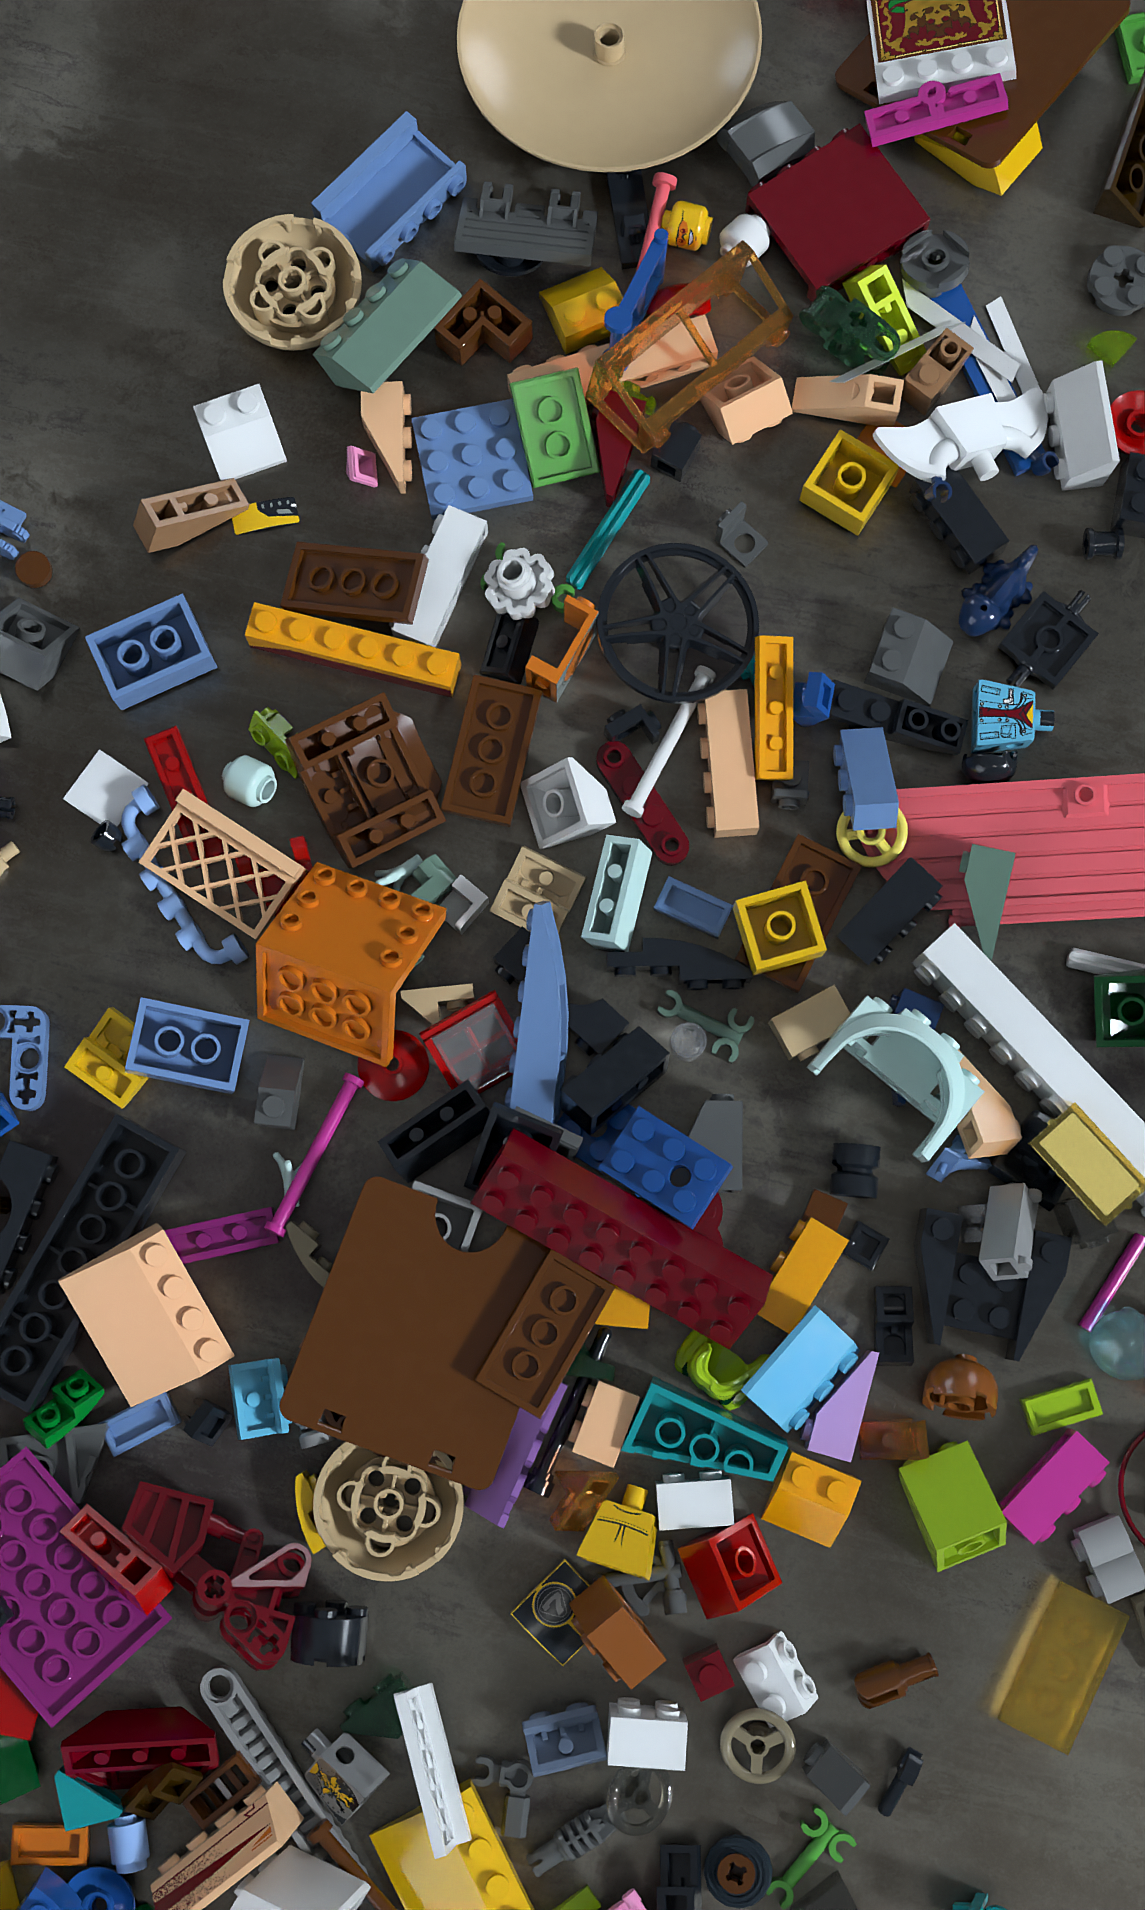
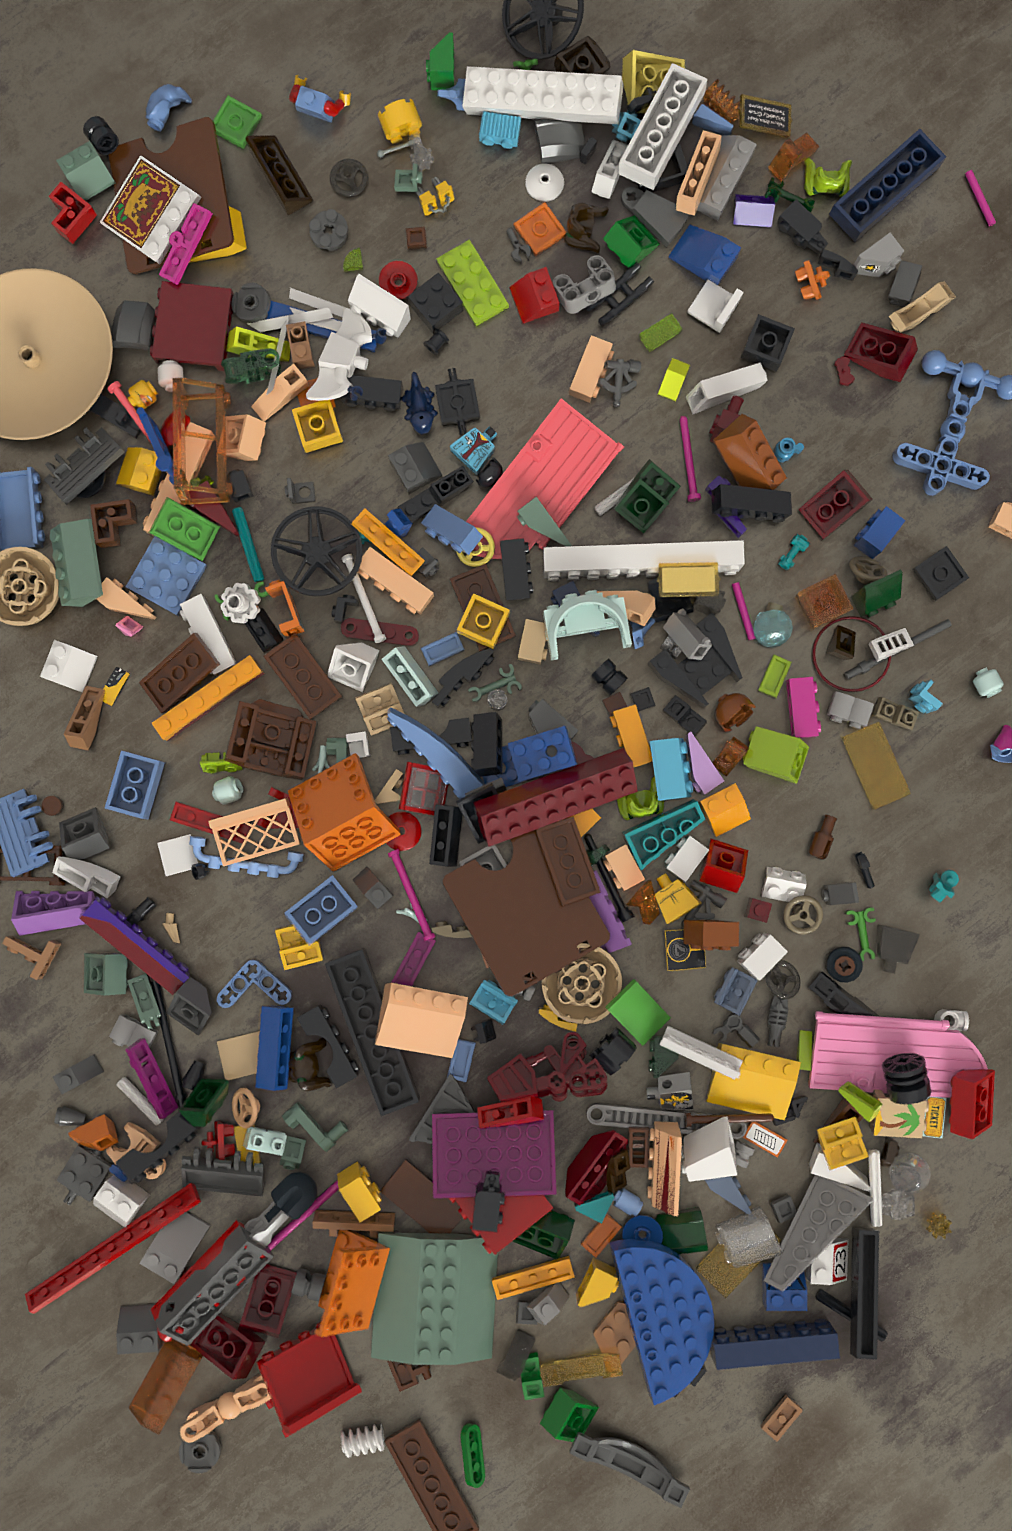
camera: 50 degrees left, 5 degrees up
(69, 1405) = (429, 1082): green slope -> none
(414, 1621) = (638, 1012): none -> bright green tile

